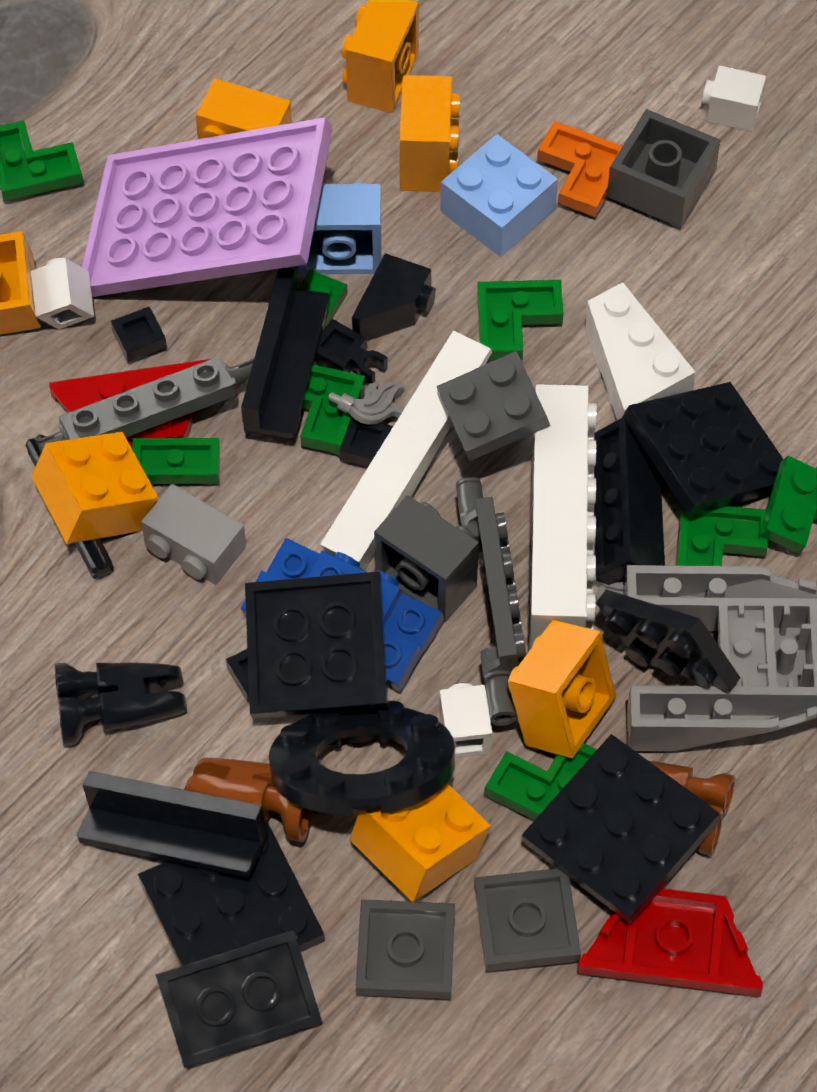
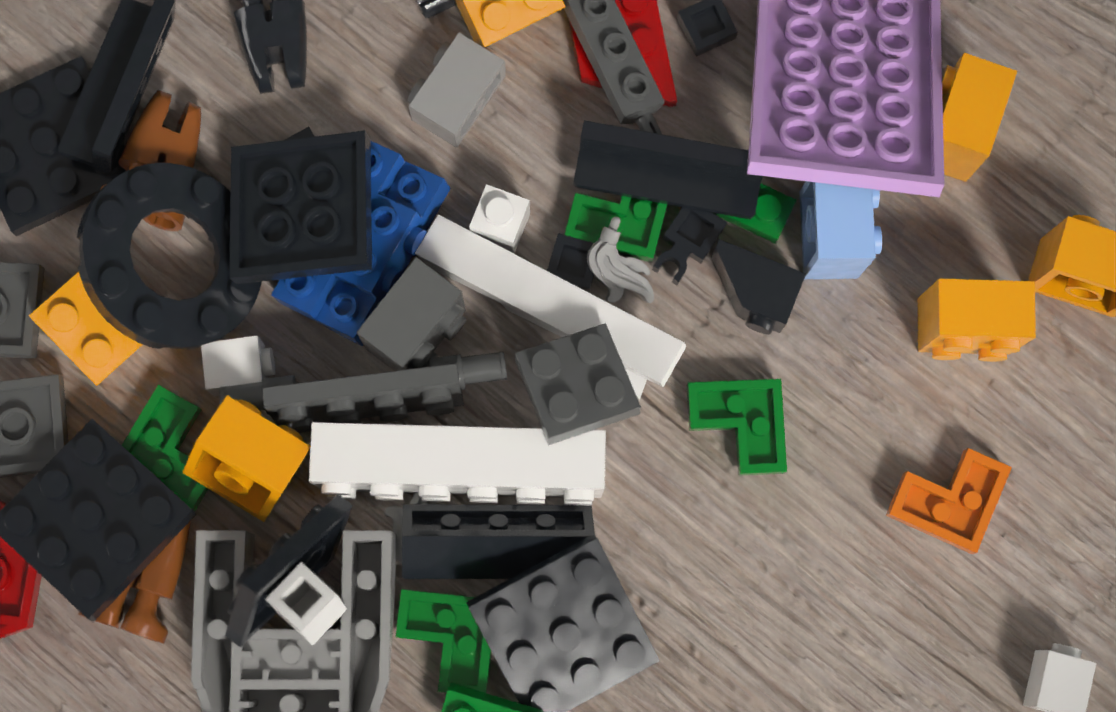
camera: 85 degrees right, 20 degrees up
(179, 459) = (549, 70): green plate -> none
(323, 494) = (501, 217): none -> white brick
(498, 195) = (902, 403): light blue brick -> none
(633, 351) = (679, 551): white wedge -> none
(663, 168) = (945, 592): dark grey brick -> none
(706, 603) = (306, 603): none -> white brick

